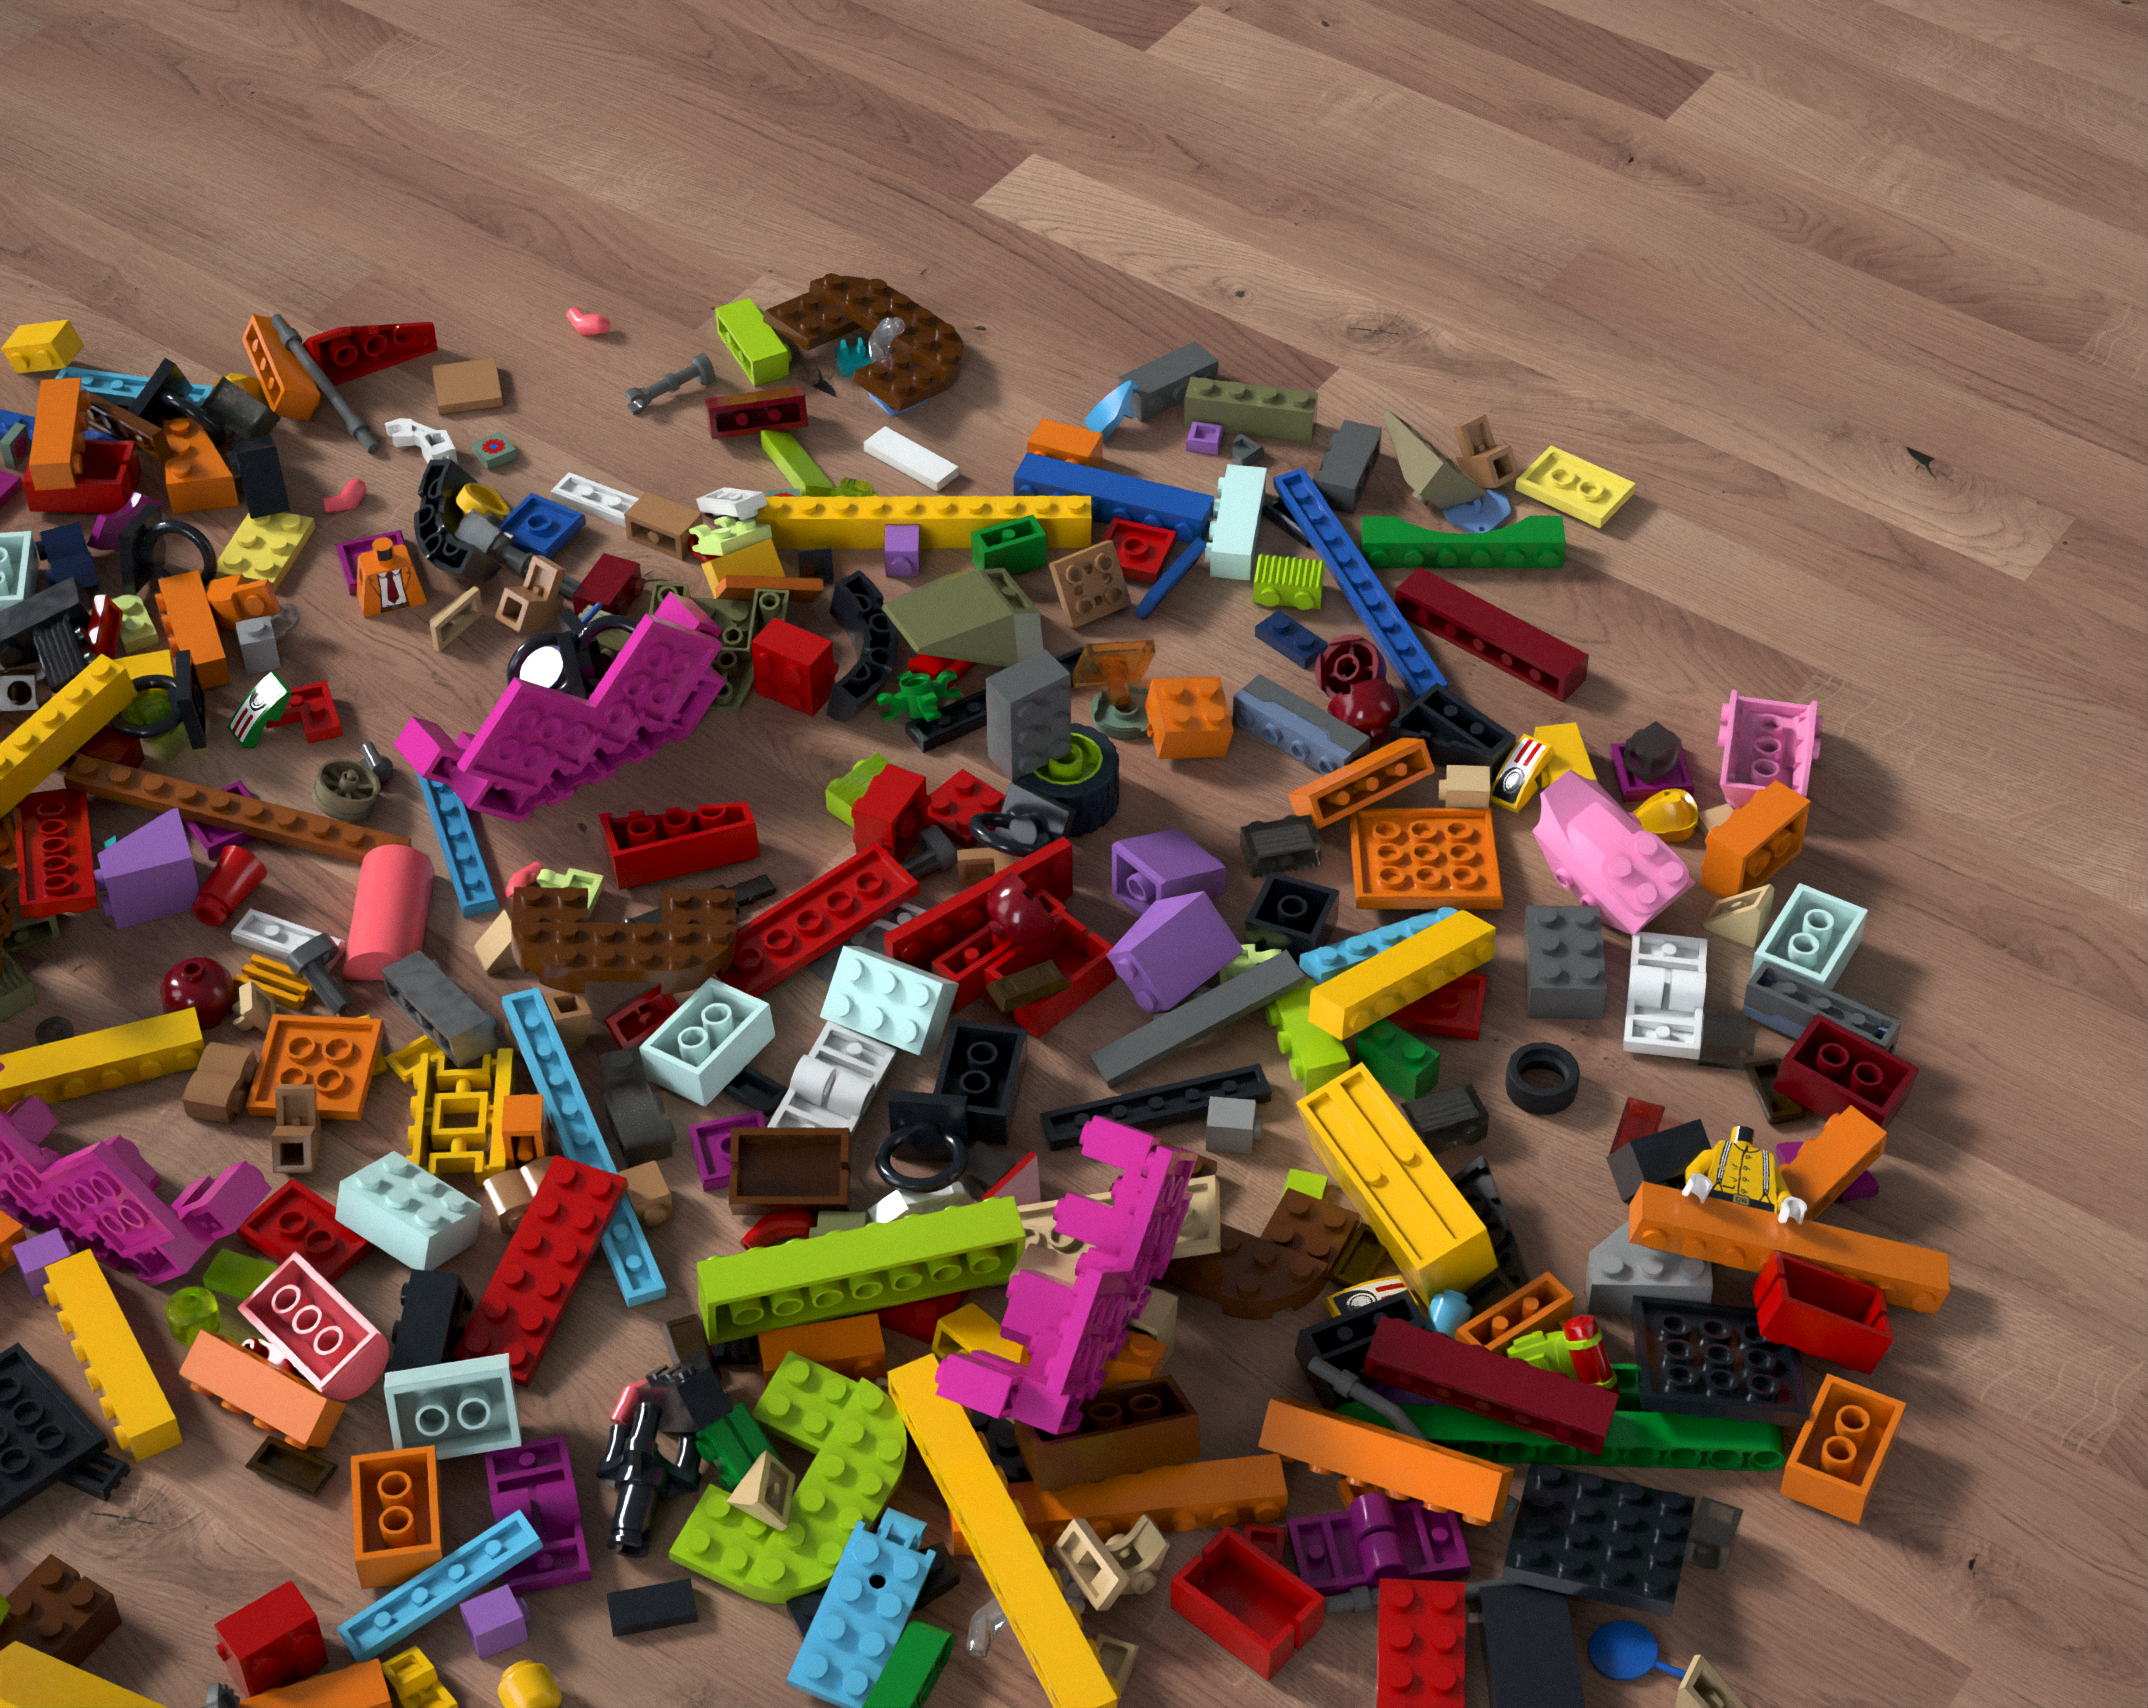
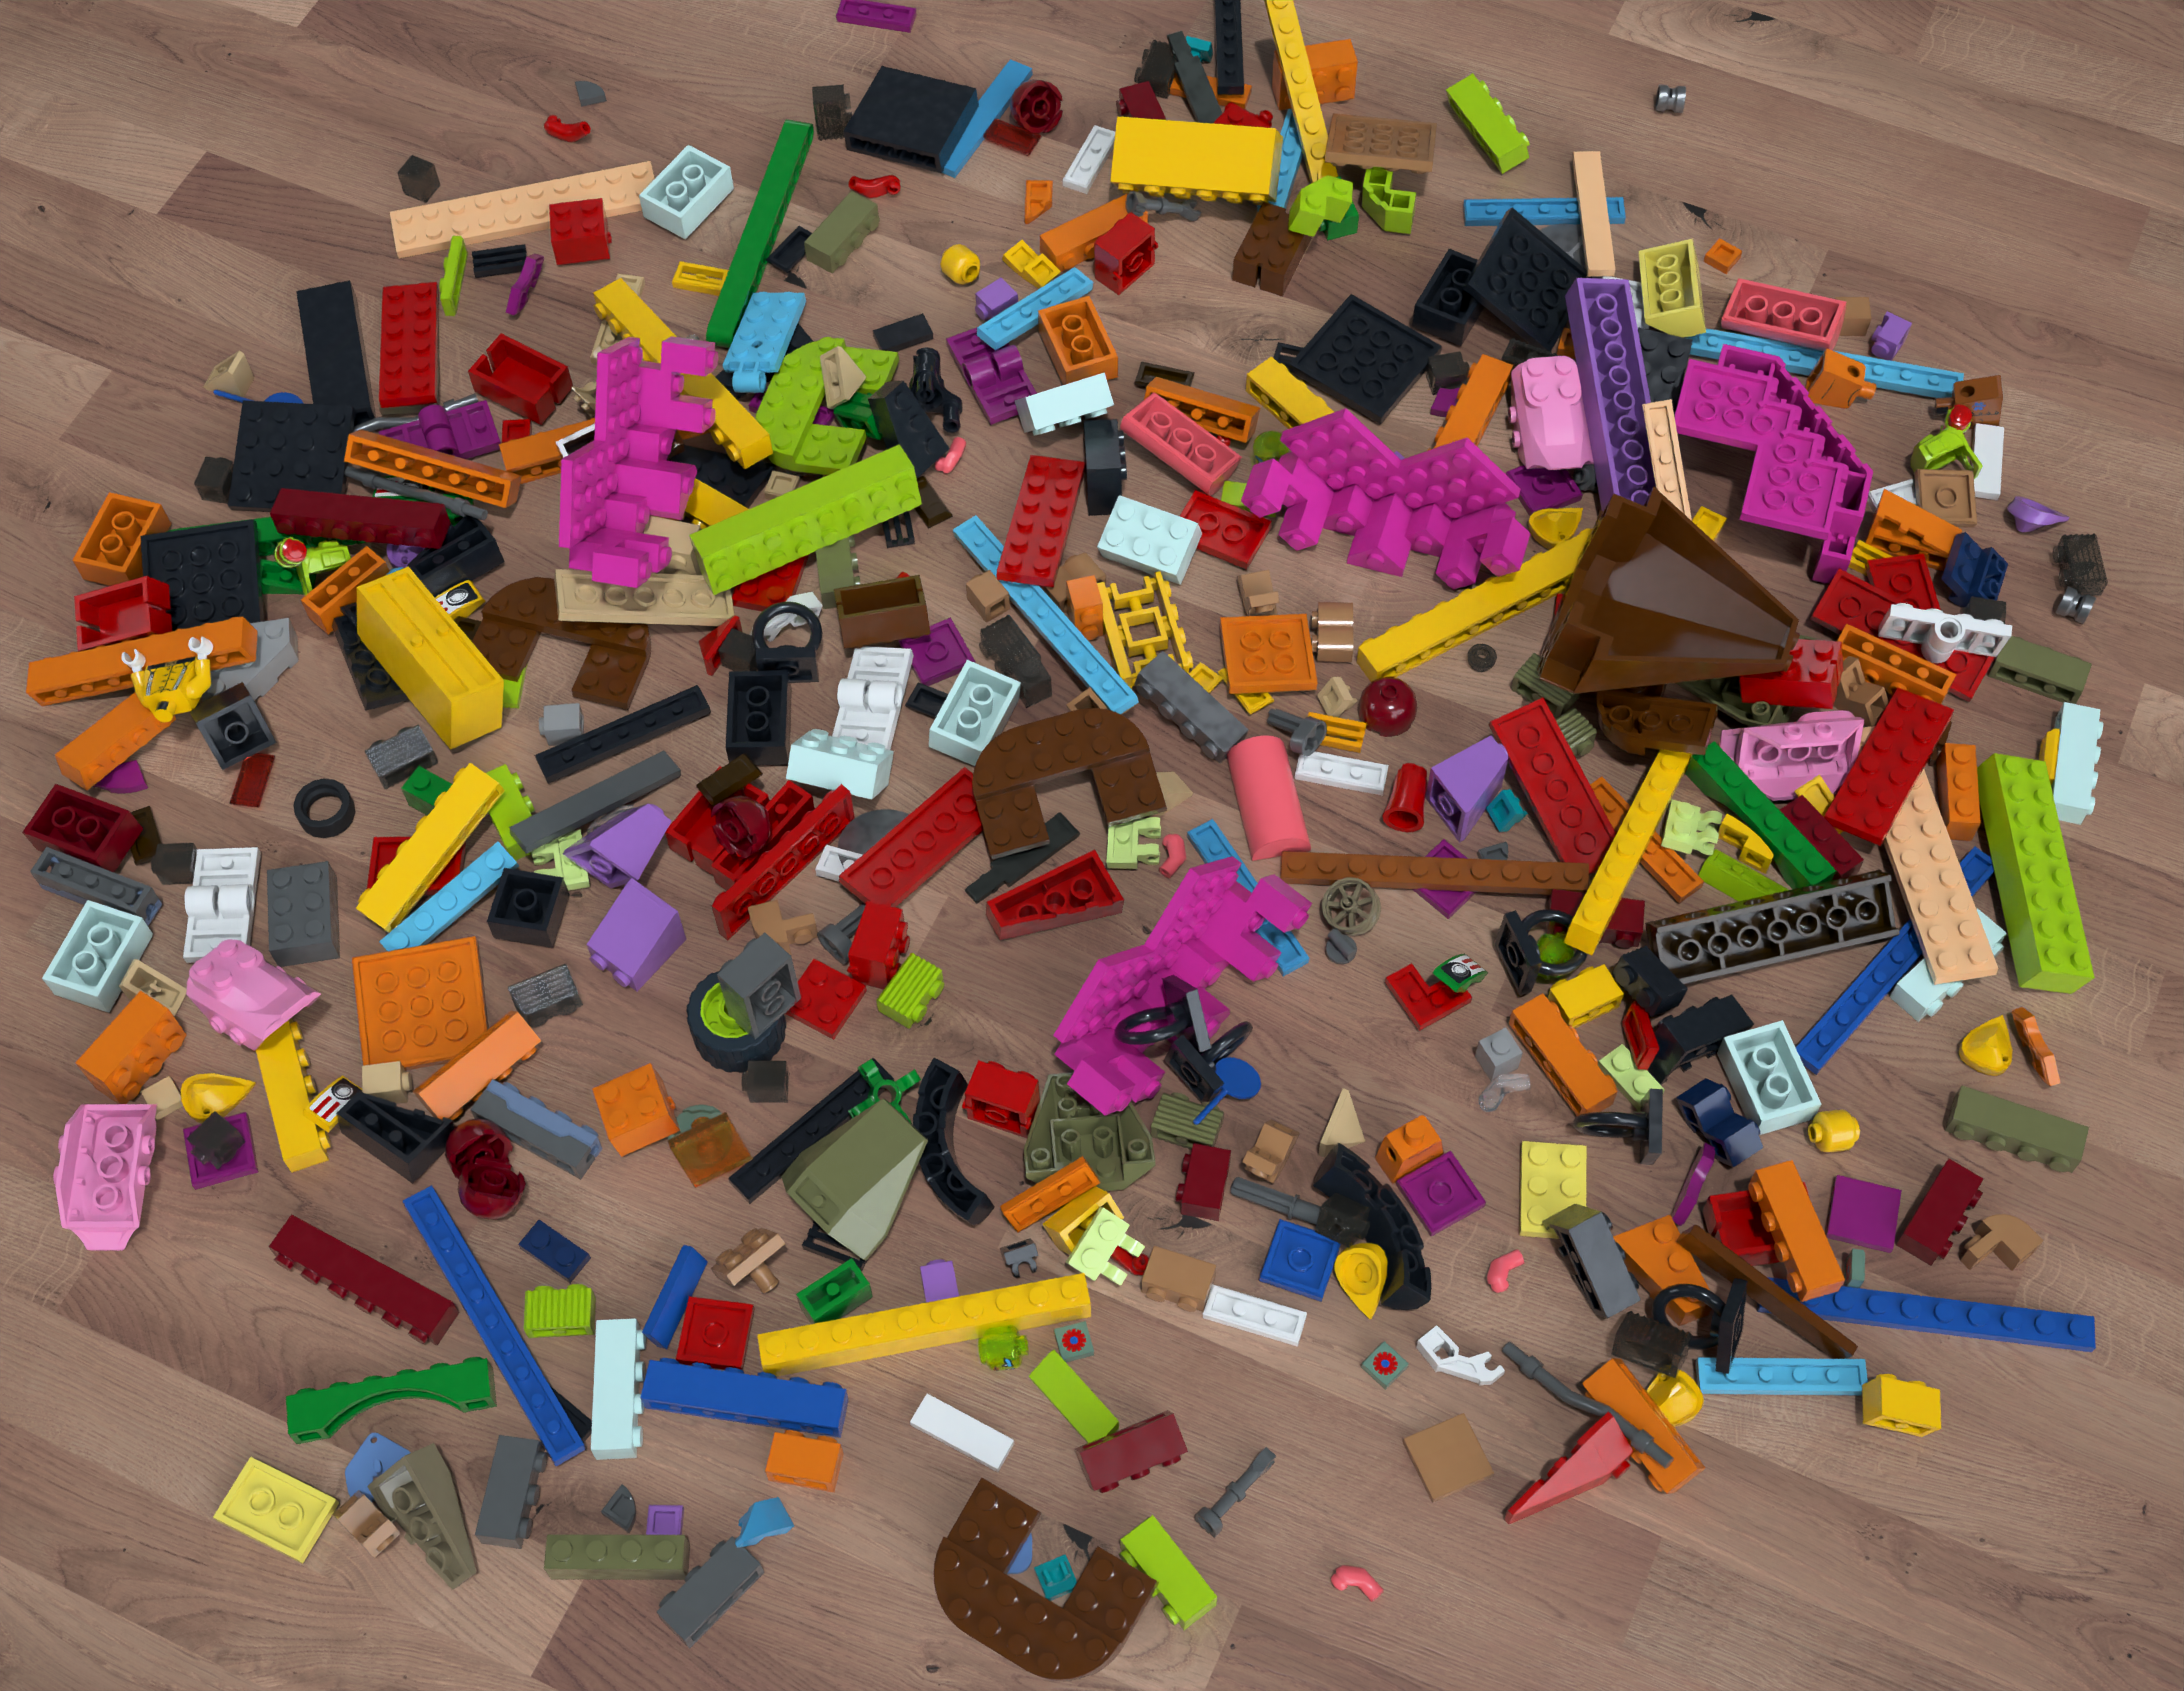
camera: 170 degrees right, 15 degrees up
(238, 601) = (1543, 1088): orange brick -> none
(732, 502) = (1116, 1299): white plate -> none
(883, 336) = (1018, 1569): clear arm -> none
(1026, 818) = (733, 948): black tile -> none

